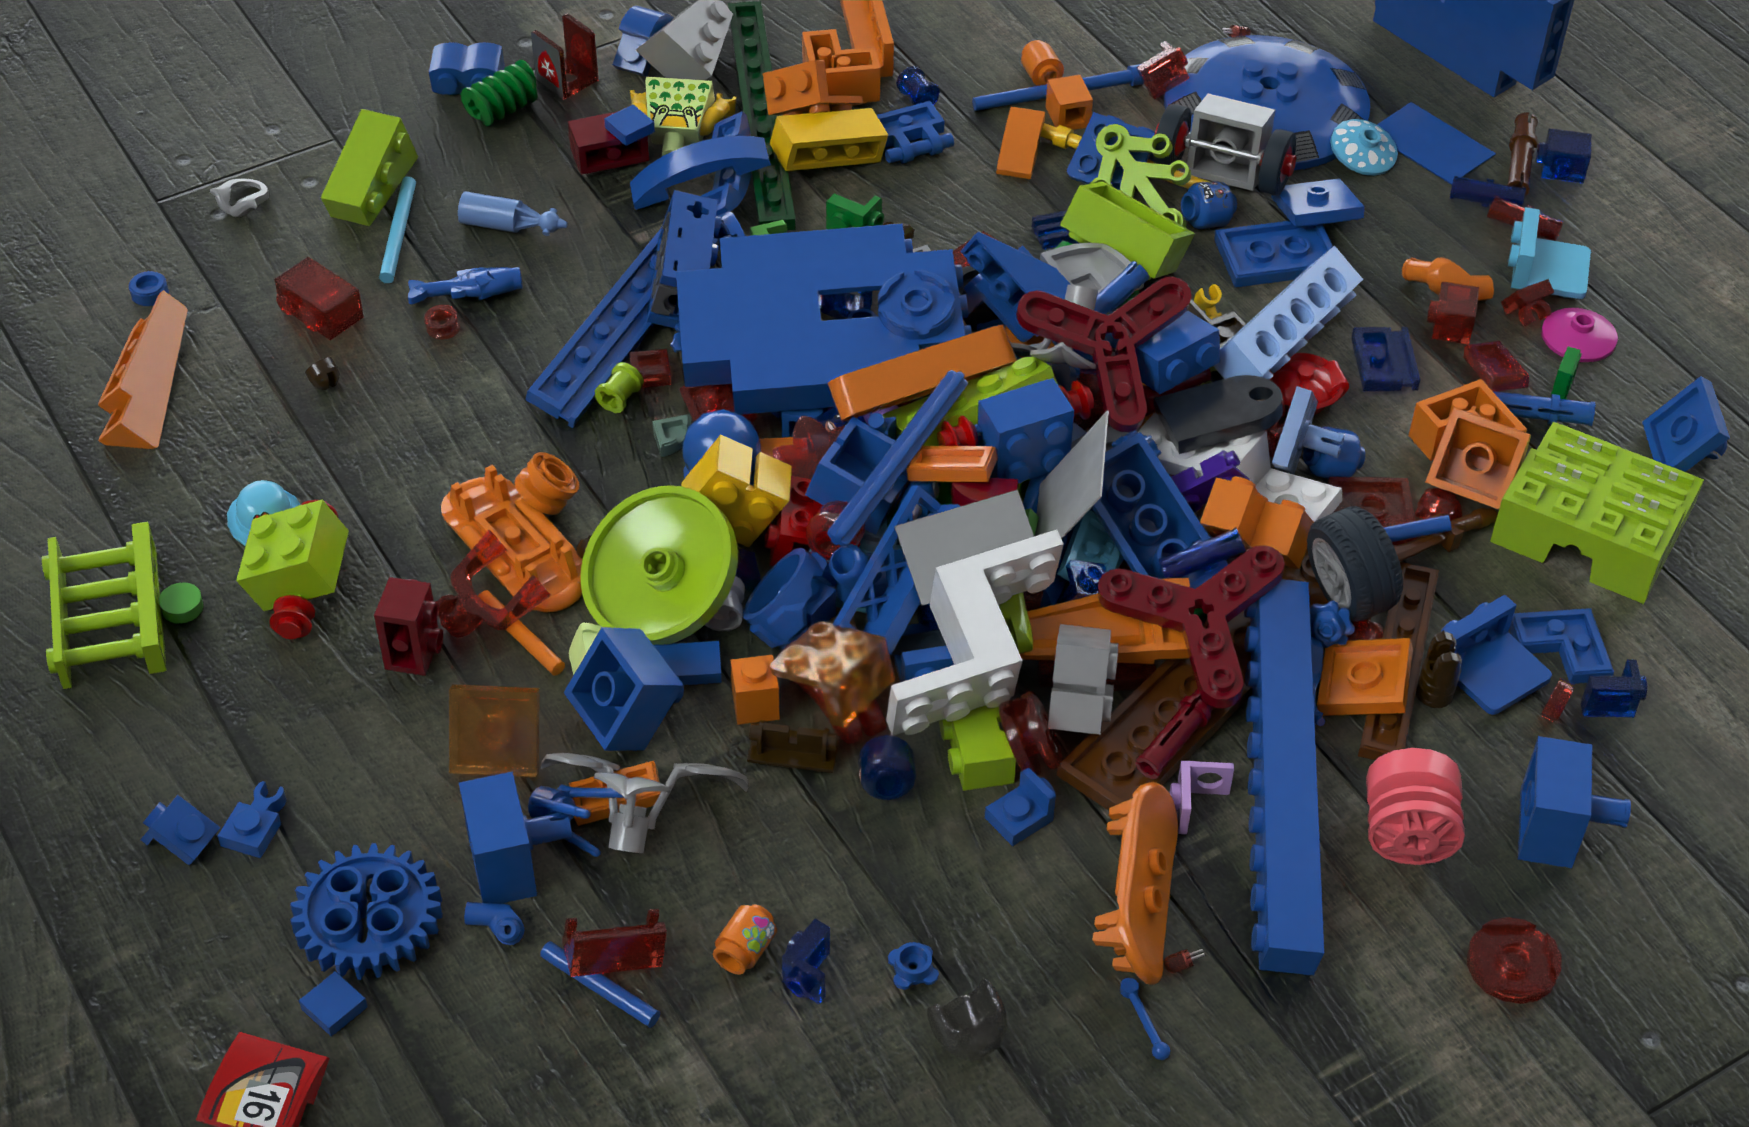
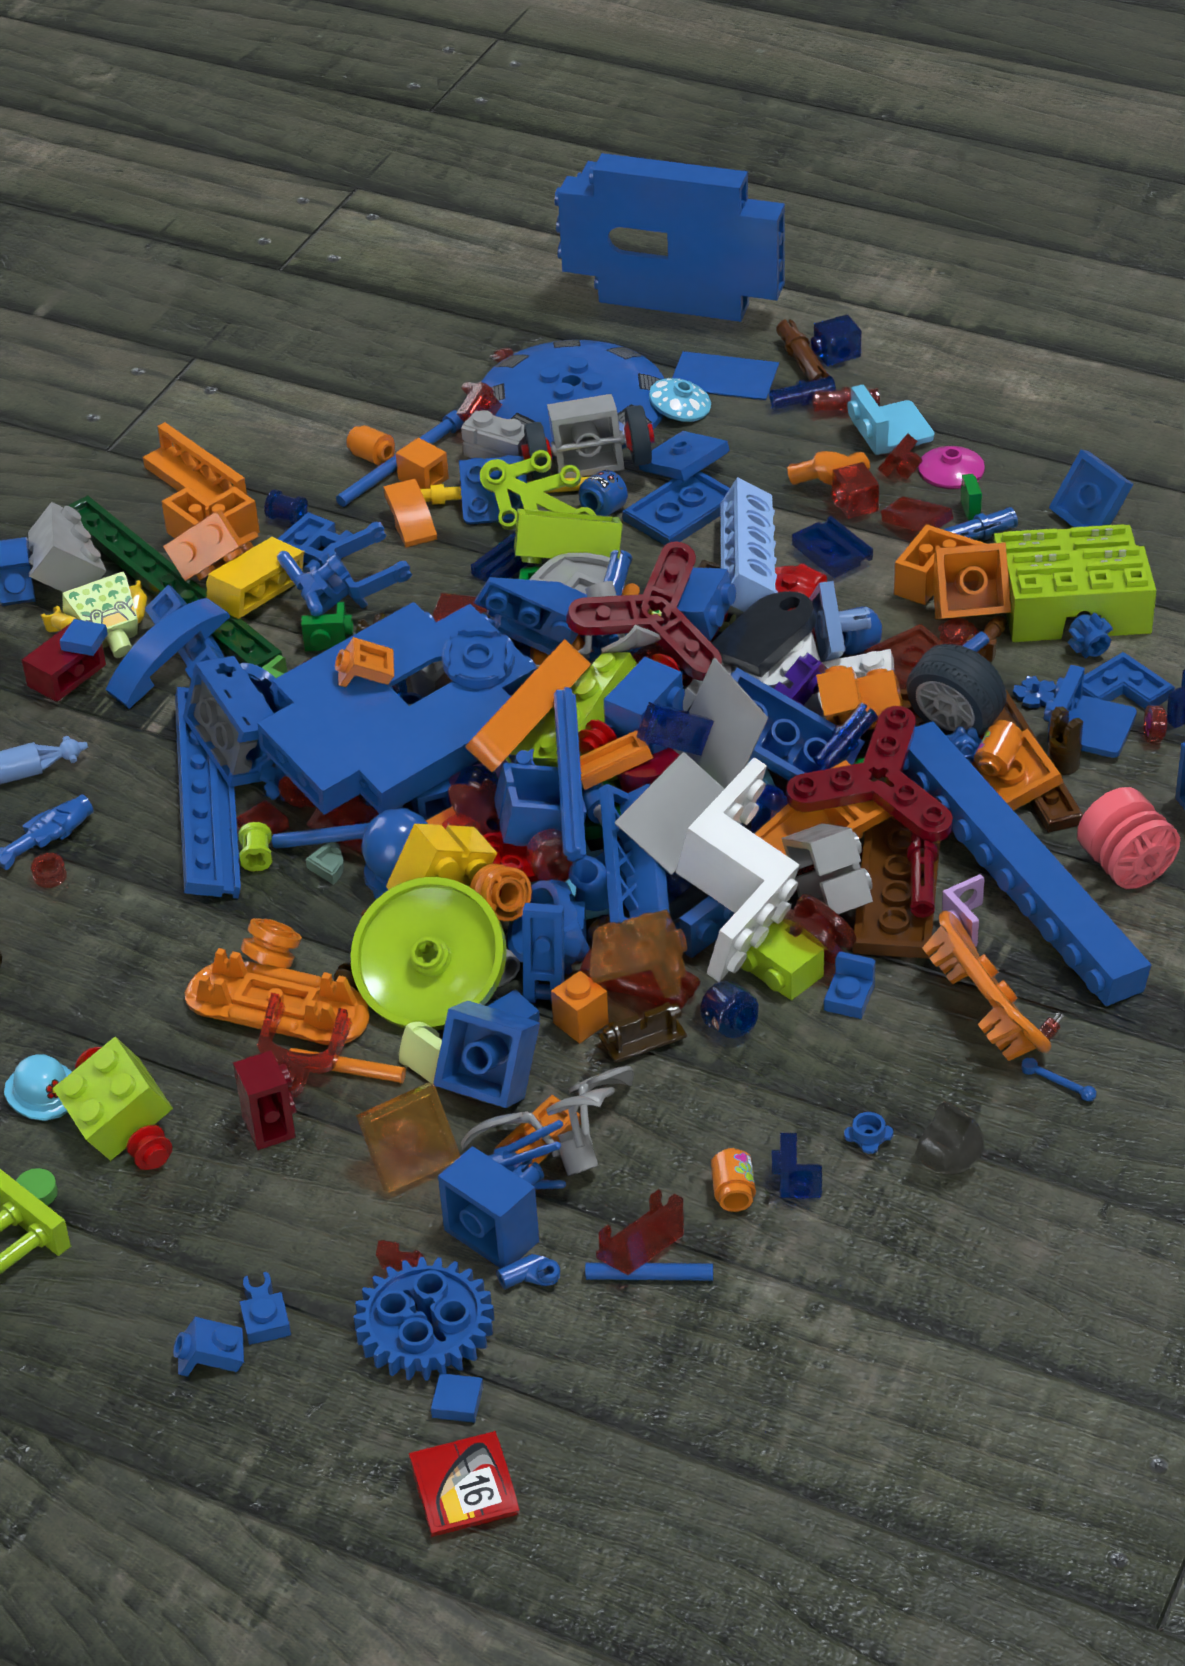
camera: 30 degrees left, 5 degrees down
(397, 837) = (389, 1255): none -> clear red tile
(671, 402) = (318, 836): none -> blue bar
(750, 614) = (542, 949): none -> blue plate
(770, 557) = (514, 885): none -> orange wheel
(806, 260) = (366, 661): none -> orange bracket
(892, 174) = (333, 582): none -> blue piece
(1027, 463) = (674, 728): none -> clear blue plate
(1146, 100) = (491, 436): none -> light grey brick
(1359, 644) = (998, 748): none -> orange brick
(1462, 603) = (1034, 692): none -> blue plant
(1566, 574) = (1090, 635): none -> blue gear

